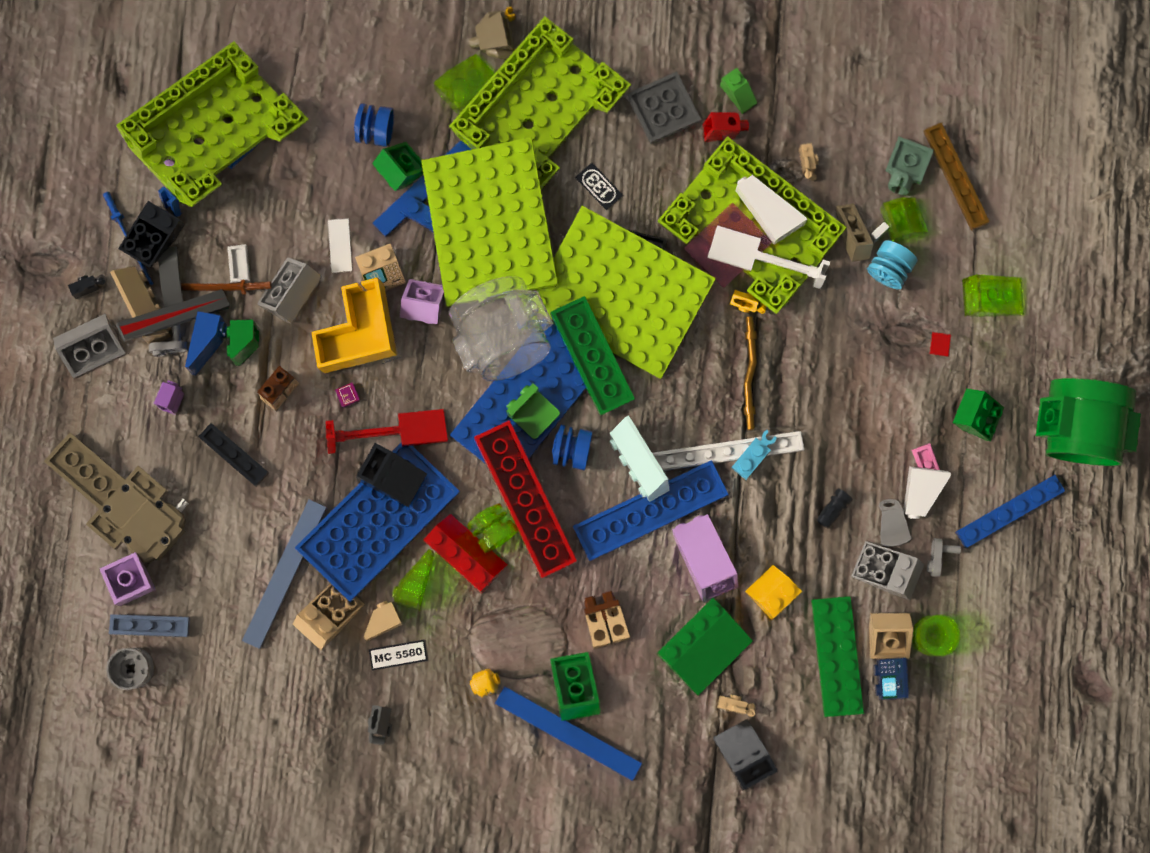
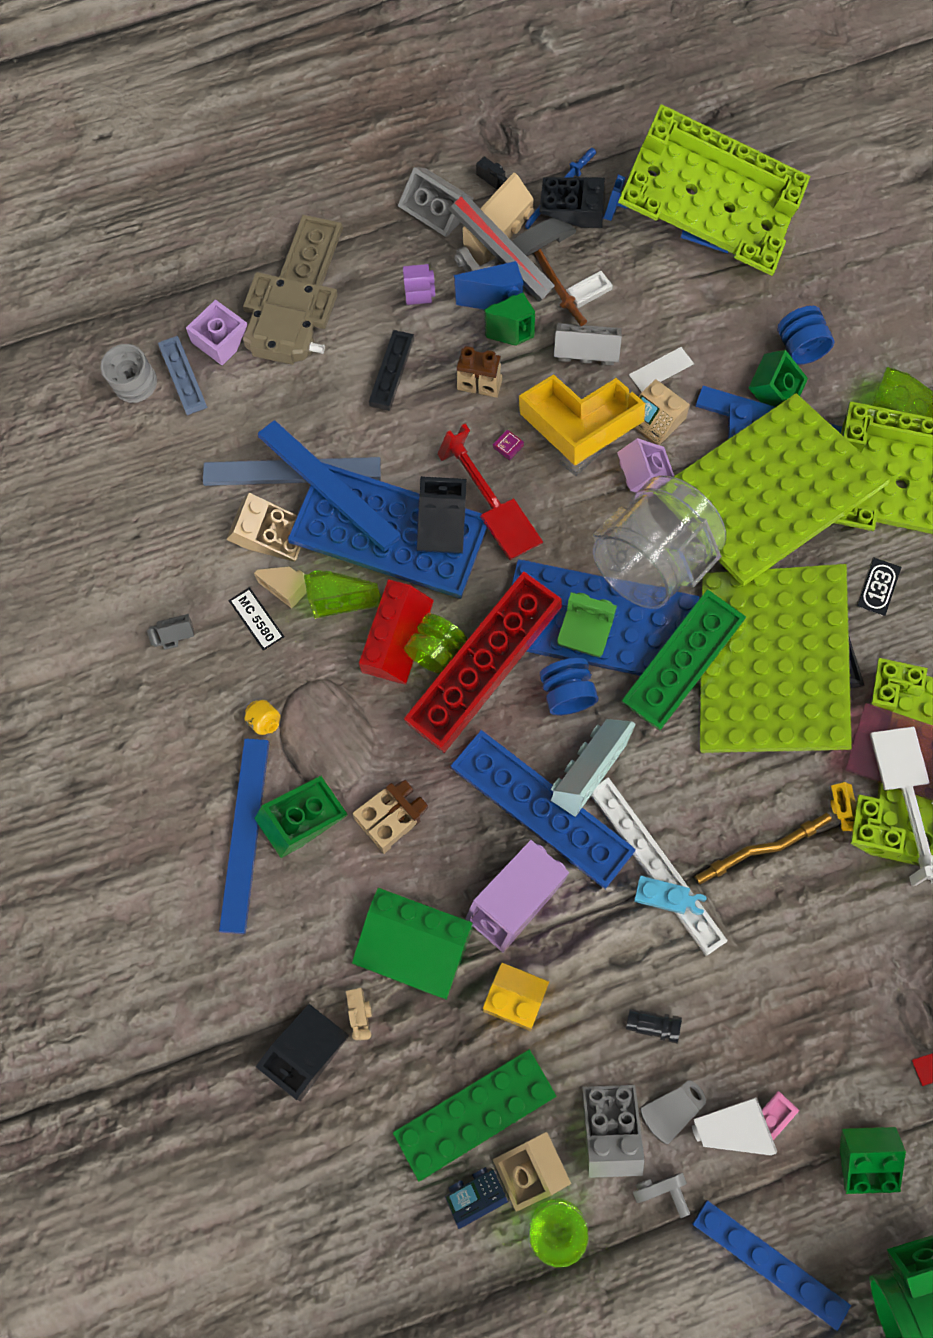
camera: 70 degrees right, 10 degrees down
(318, 550) = (329, 486): none -> blue tile

